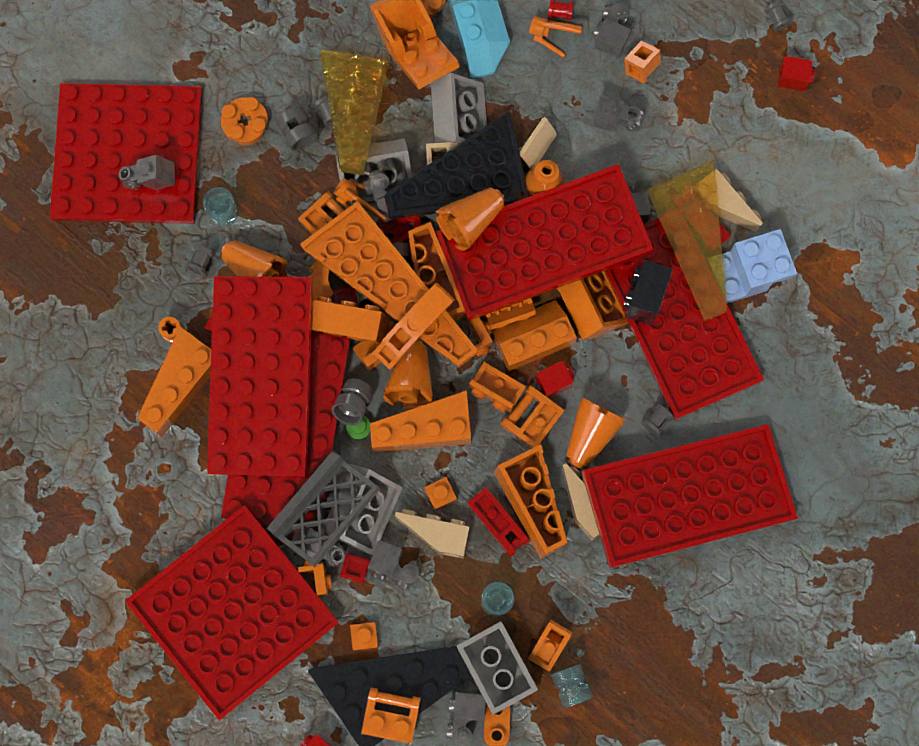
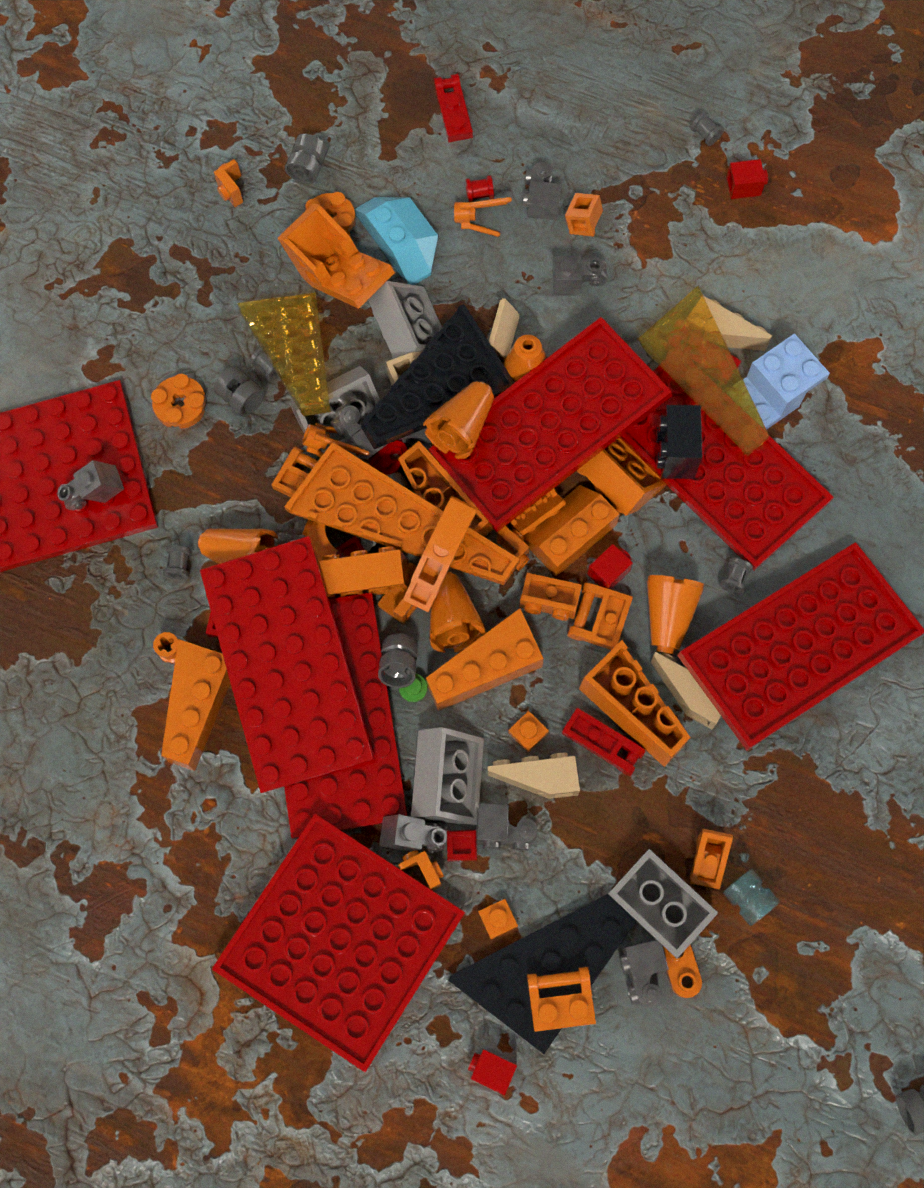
camera: 15 degrees left, 5 degrees down
(220, 207) = (182, 498): clear light blue wheel -> none
(305, 501) = (383, 786): dark grey fence -> none
(497, 599) = (634, 827): clear light blue wheel -> none

